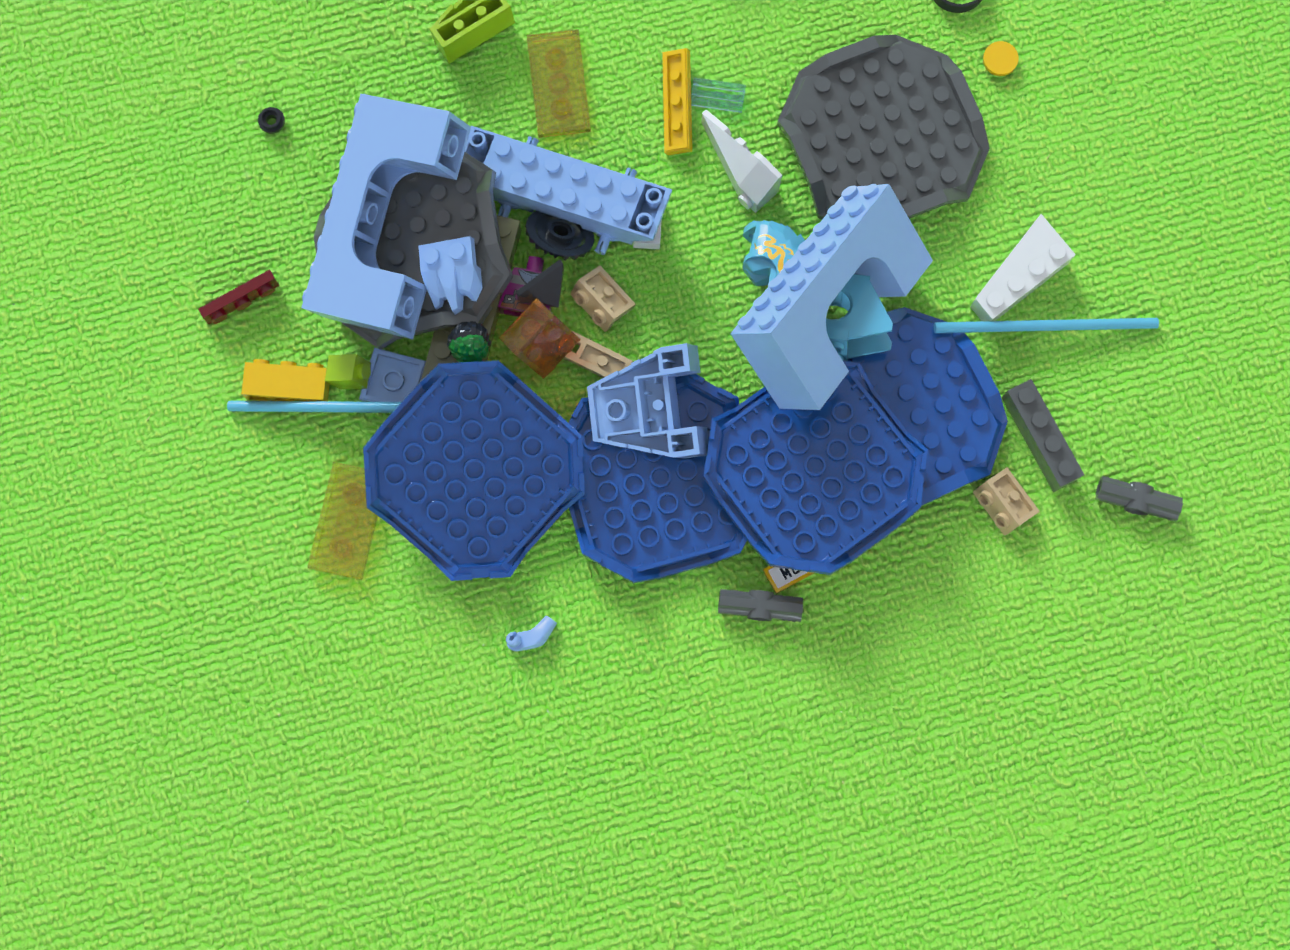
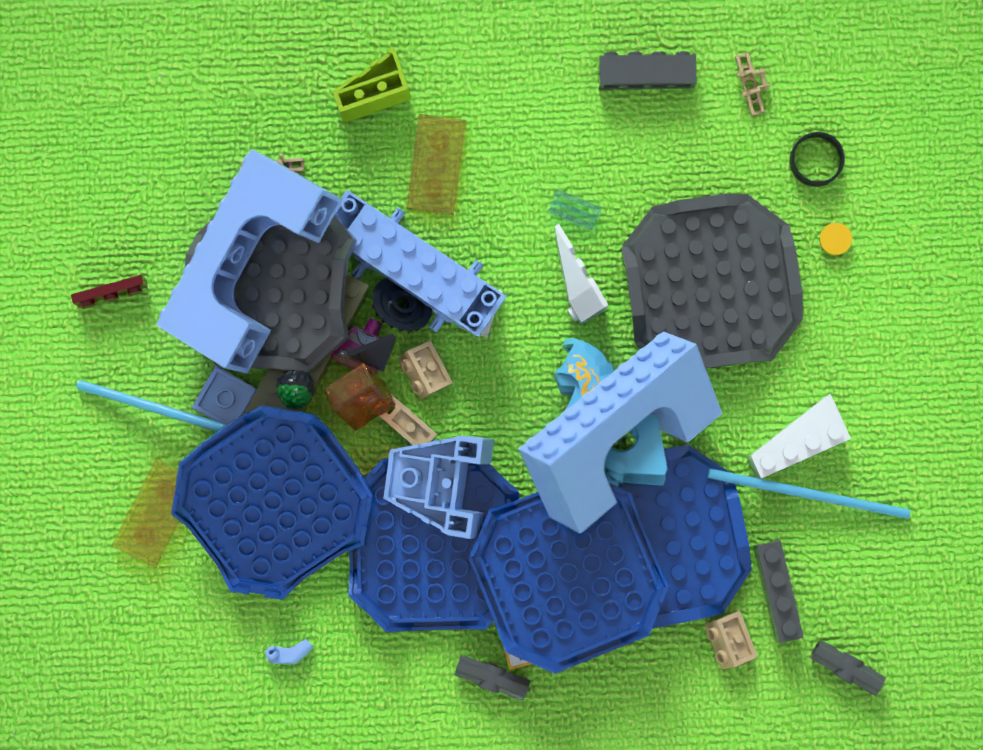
camera: 20 degrees right, 5 degrees up
(267, 114) = (170, 131): black plate -> none
(284, 381) = (132, 377): yellow brick -> none
(348, 371) = (187, 382): lime brick -> none
(451, 272) = (293, 324): light blue plate -> none
(677, 101) = (536, 207): yellow tile -> none

